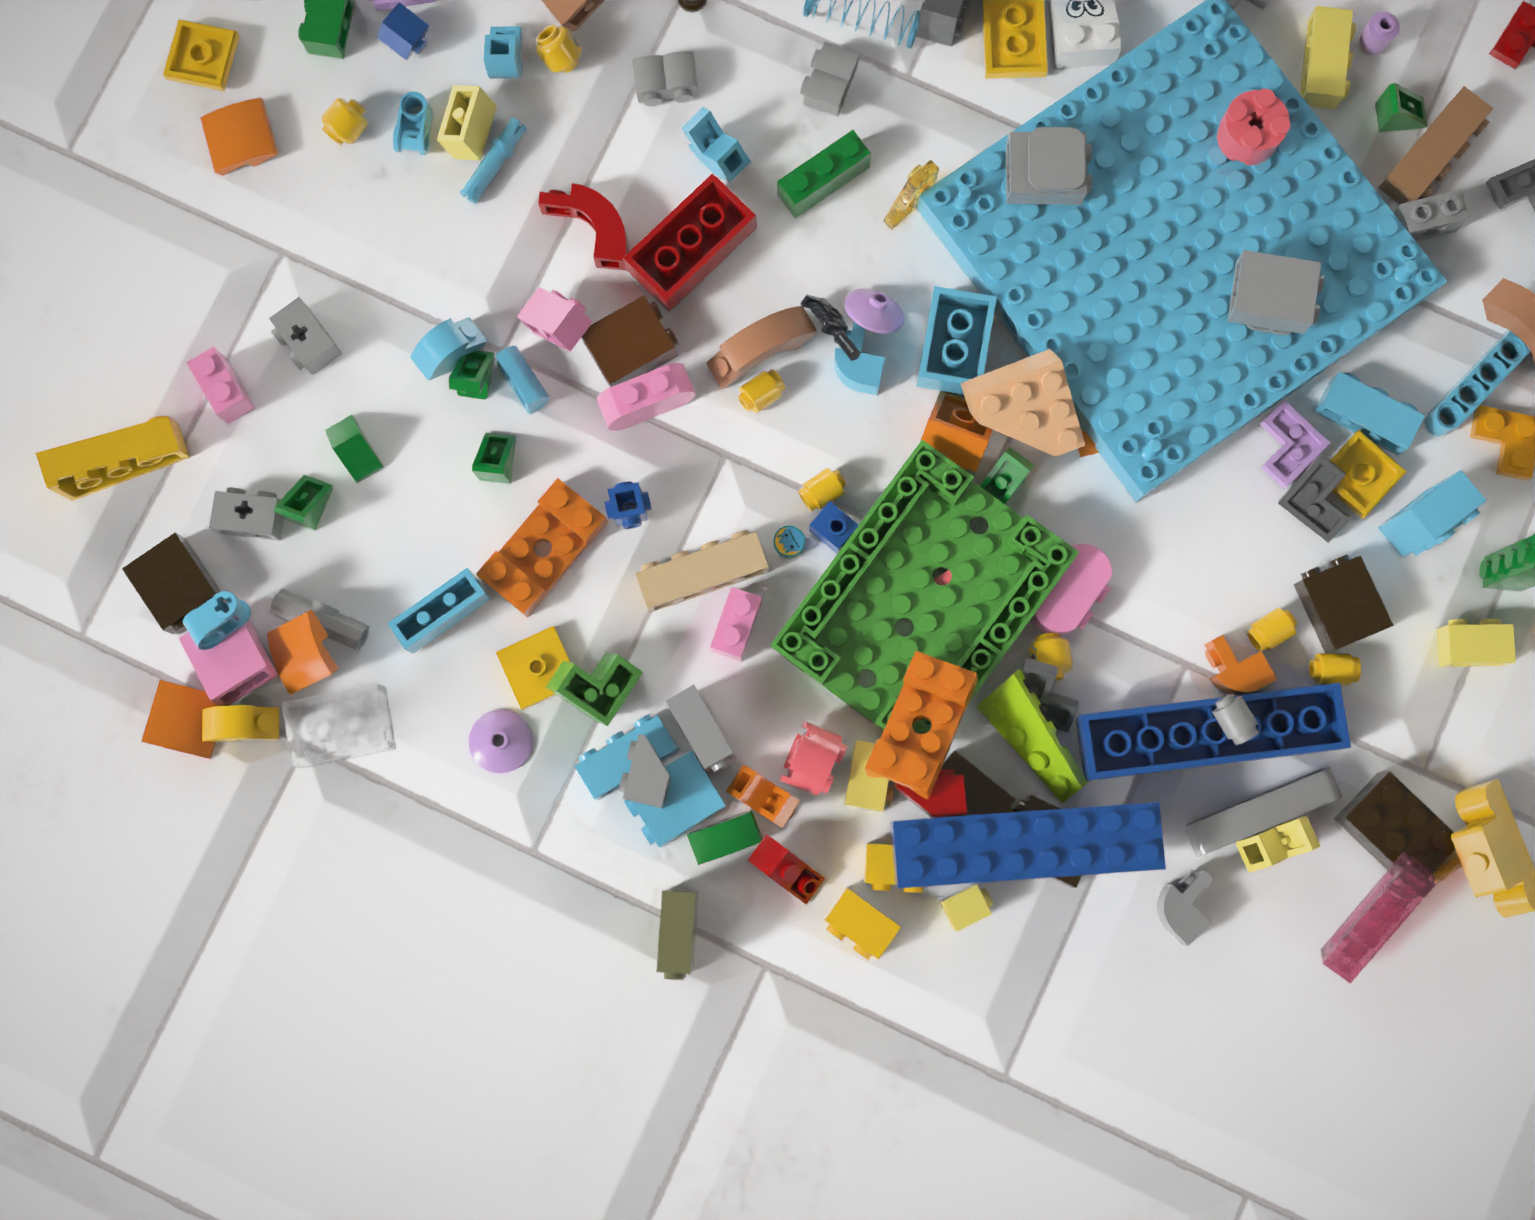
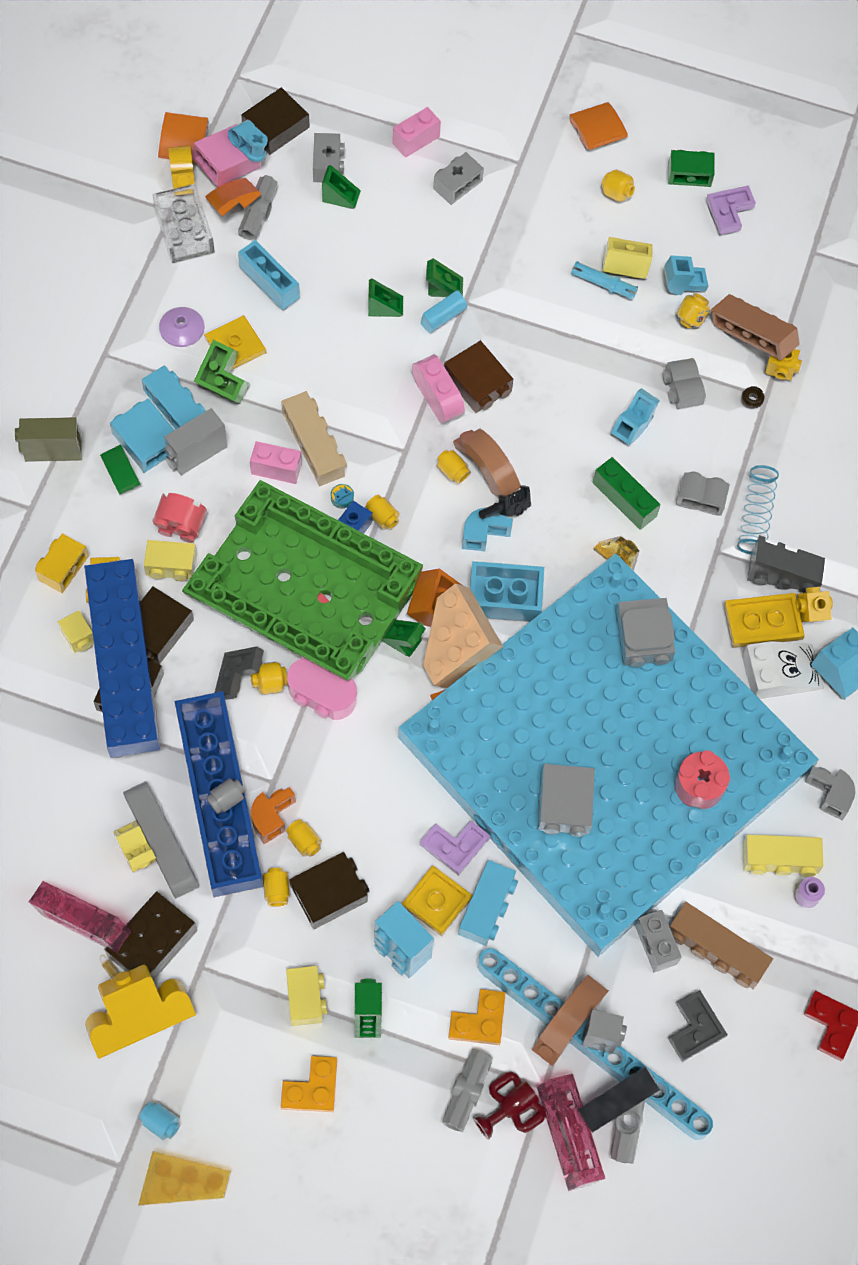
camera: 75 degrees right, 15 degrees down
(112, 457) = (357, 74): yellow wedge -> none
(201, 55) = (653, 97): yellow plate -> none
(353, 449) = (381, 215): green slope -> none
(403, 31) = (689, 213): blue brick -> none
(413, 131) = (622, 226): medium azure piece -> none
(444, 345) = (462, 261): medium azure brick -> none
(555, 318) = (488, 324): bright pink brick -> none
(560, 519) = (302, 324): orange piece -> none
(597, 212) = (561, 357): red arch -> none
(624, 494) = (356, 384): blue brick -> none
(647, 778) = (159, 406): light grey slope -> none
(690, 242) = (558, 407): red brick -> none
(763, 796) = (150, 489): orange brick -> none
(786, 869) = (98, 510): red slope -> none
(874, 311) = (517, 538): lavender dish -> none
(930, 692) = (180, 571): orange piece -> none
(945, 799) = (154, 593): red slope -> none
(1023, 726) = (206, 667): lime wing -> none
(1178, 912) = (79, 781): light grey brick -> none
(1308, 499) = (409, 859): dark grey plate -> none
(1400, 110) = (748, 916): green slope -> none

